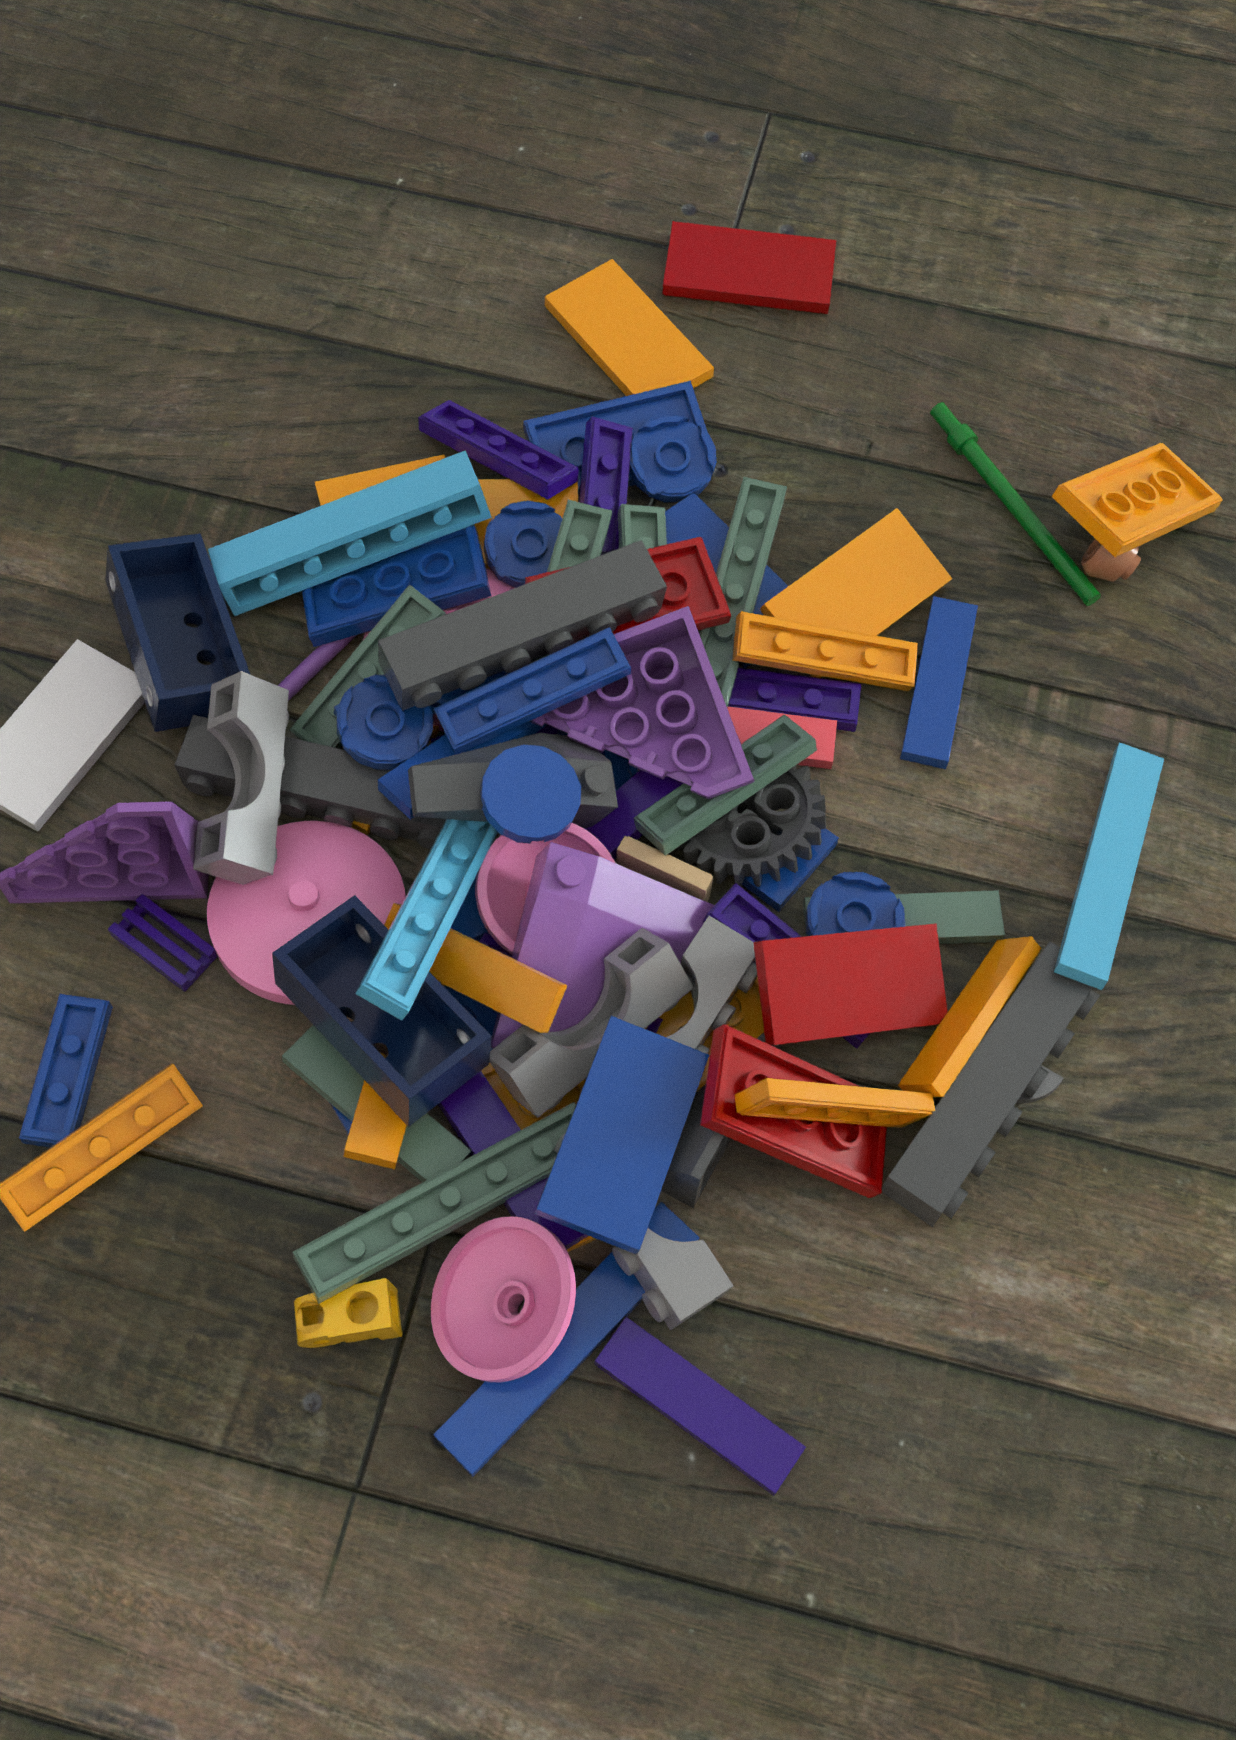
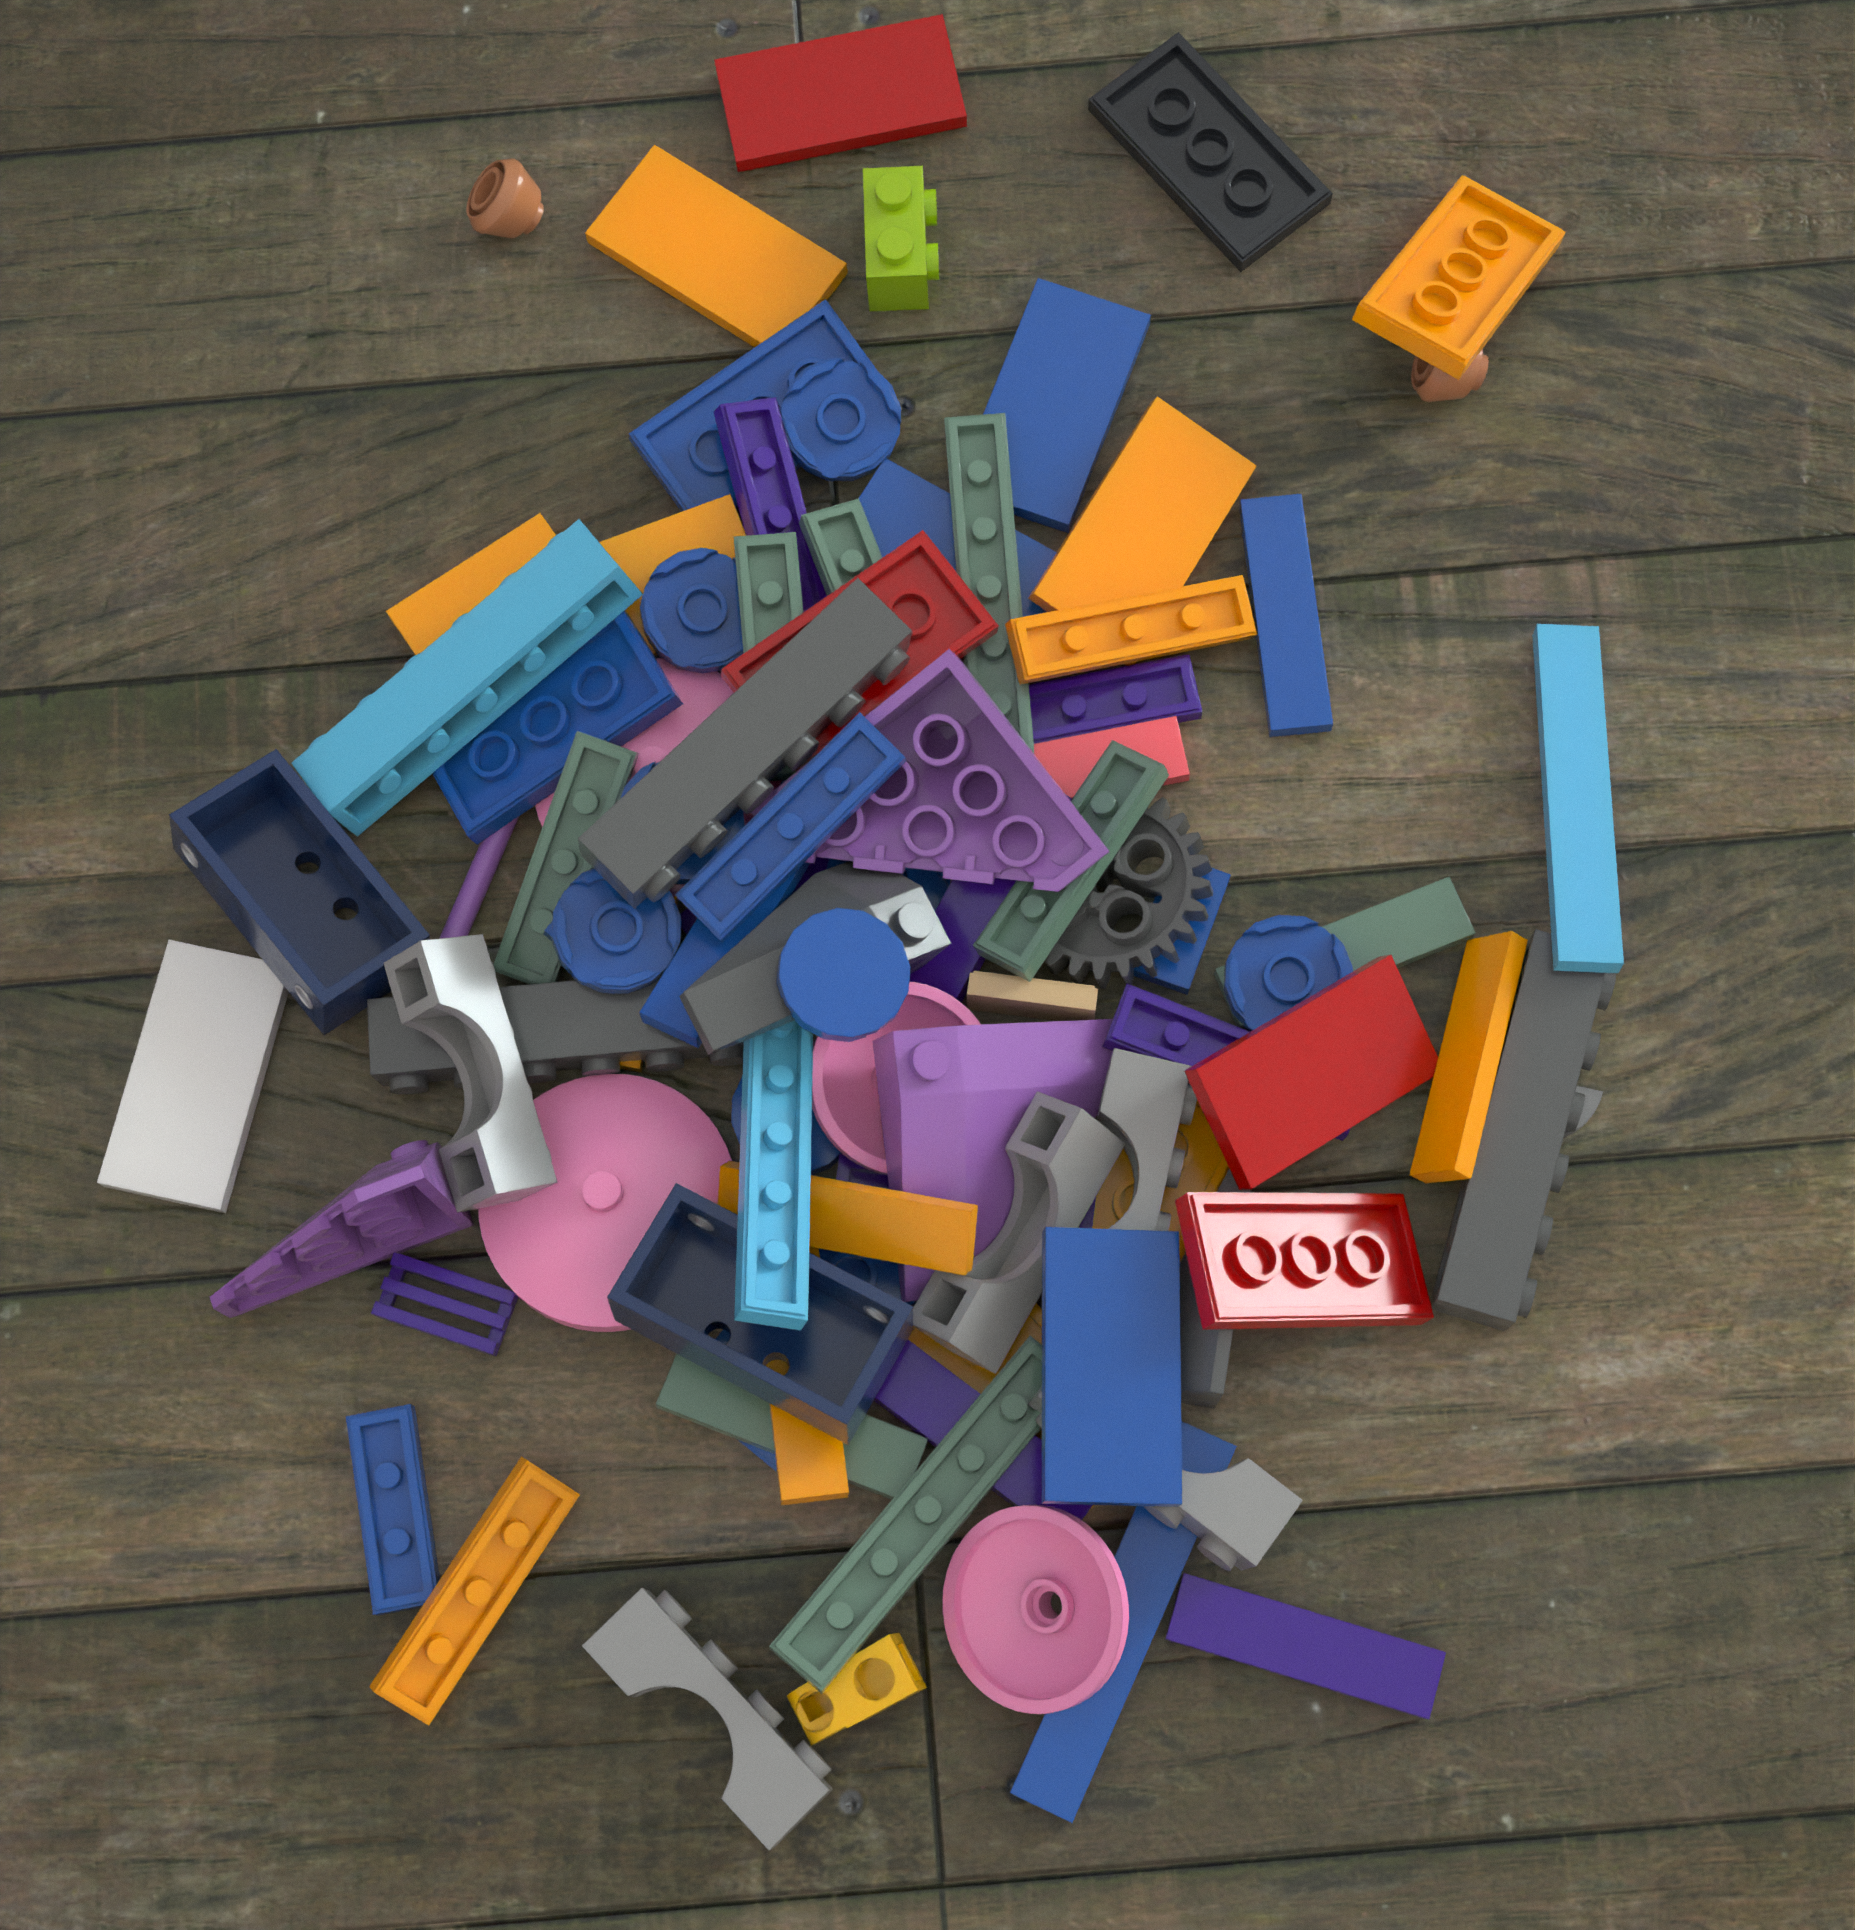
camera: 10 degrees left, 10 degrees up
(255, 1358) = (770, 1778): none -> light grey arch
(498, 449) = (610, 486): dark purple tile -> none
(499, 260) = (505, 200): none -> nougat cone
(753, 361) = (895, 238): none -> lime brick
(832, 494) = (1062, 395): none -> blue tile
(833, 1103) = (1348, 1239): light orange tile -> none
(964, 442) = (1208, 260): green bar -> none
(989, 377) = (1209, 151): none -> black tile

